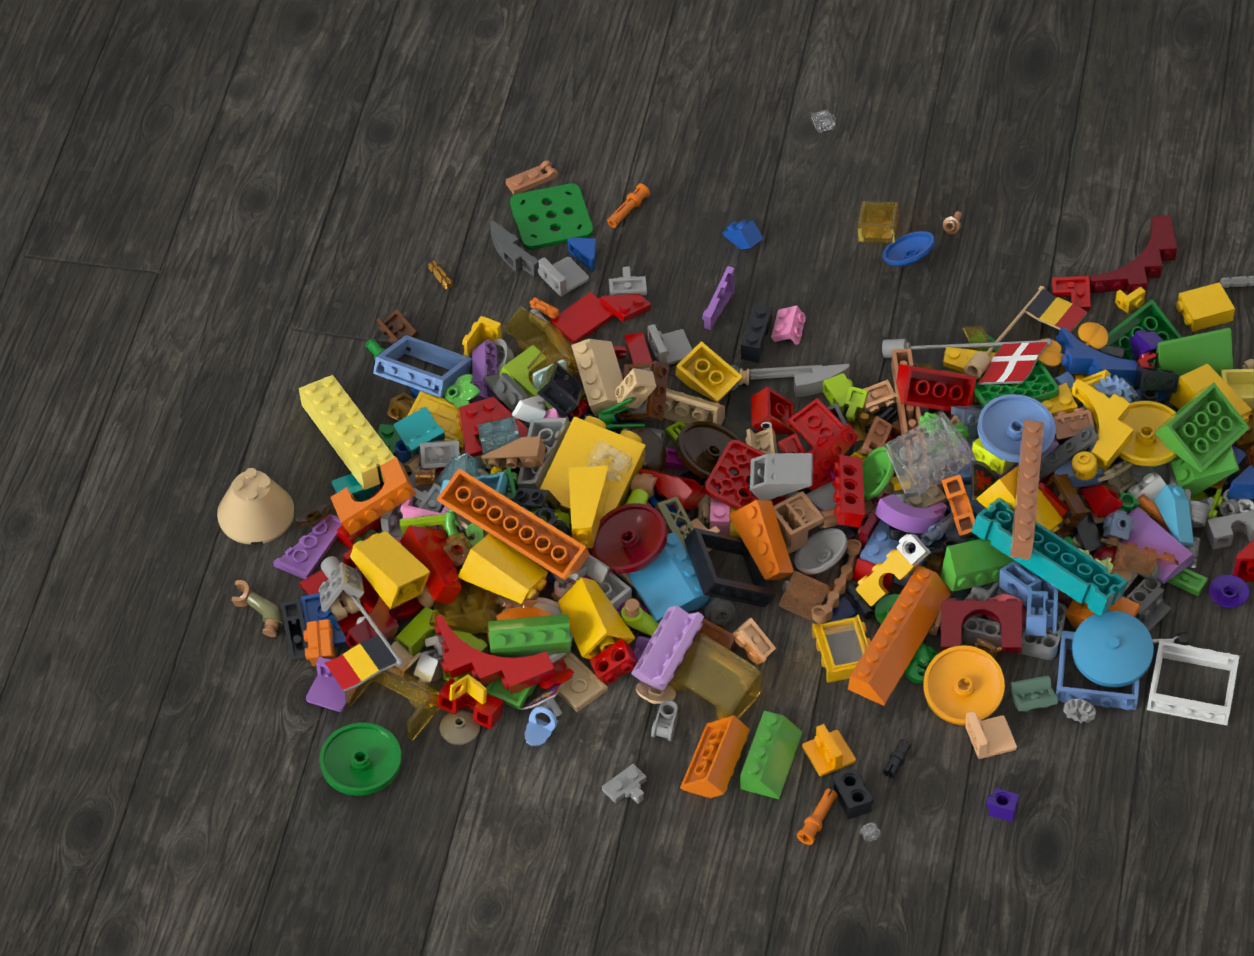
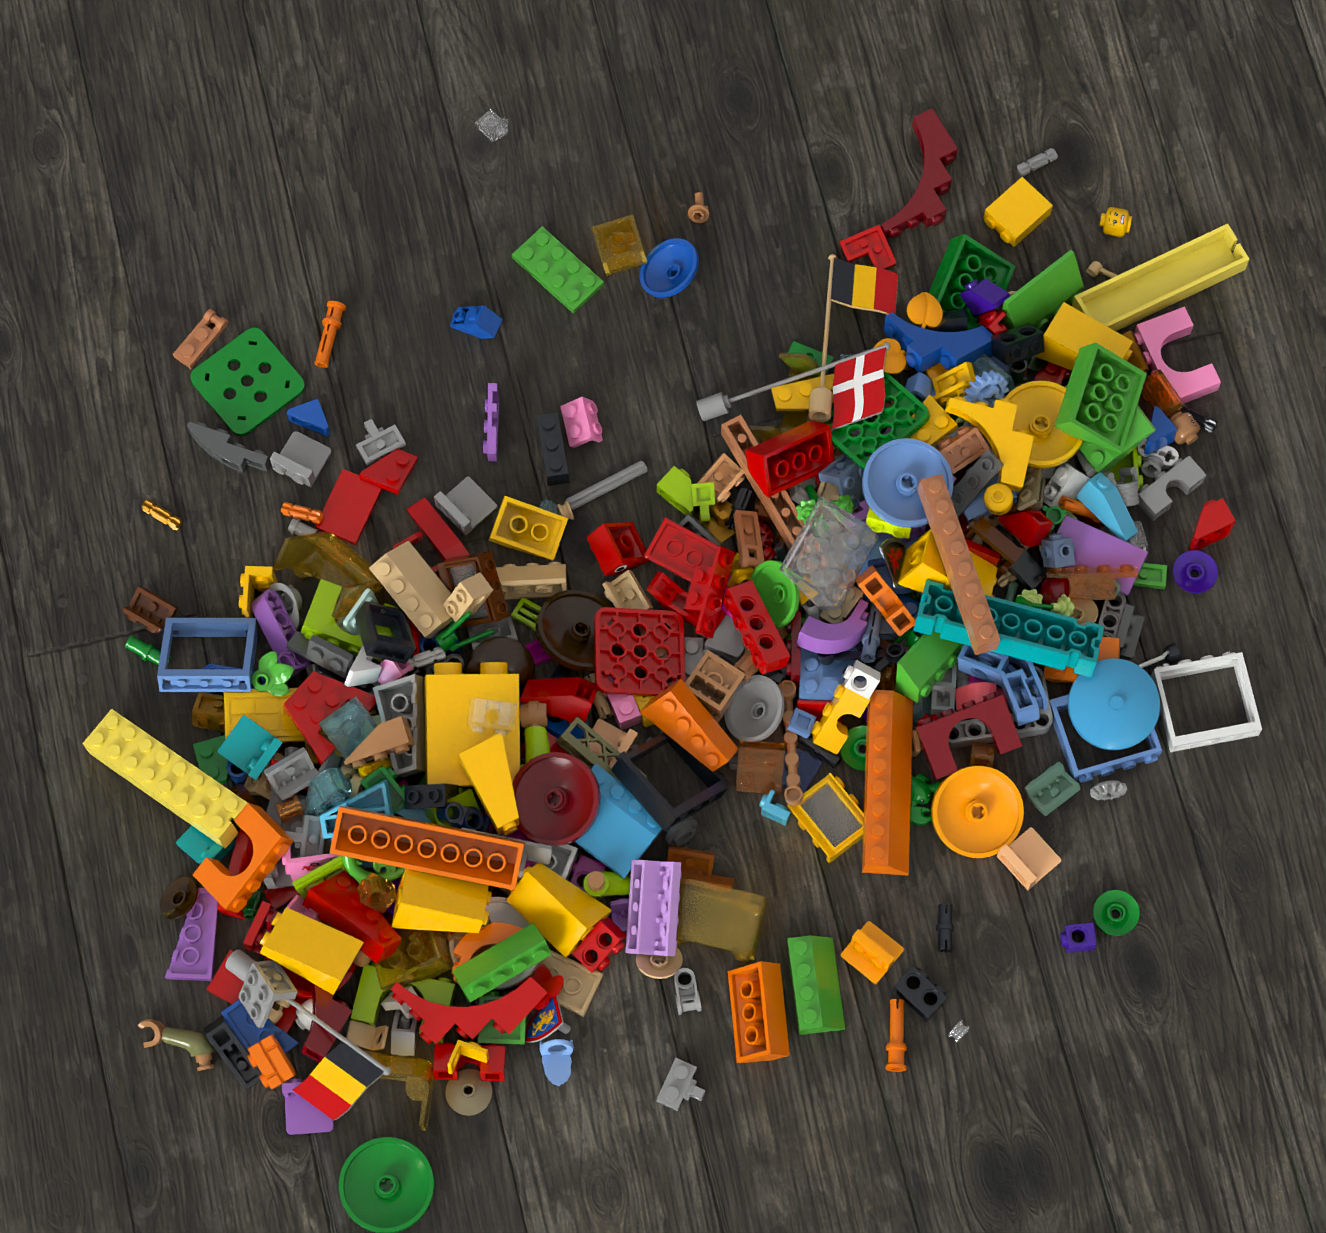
camera: 25 degrees left, 20 degrees up
(255, 509) = (110, 917): tan cone -> none
(753, 641) = (734, 852): light nougat bracket -> none
(780, 474) = (675, 639): light grey slope -> none
(801, 627) = (774, 812): none -> medium azure bracket
(812, 383) = (647, 481): light grey slope -> none
(823, 225) = (557, 269): none -> bright green plate
(853, 574) = (801, 723): none -> medium blue tile
(1045, 792) = (1123, 904): none -> green dish
(1131, 301) = (933, 241): yellow bracket -> none

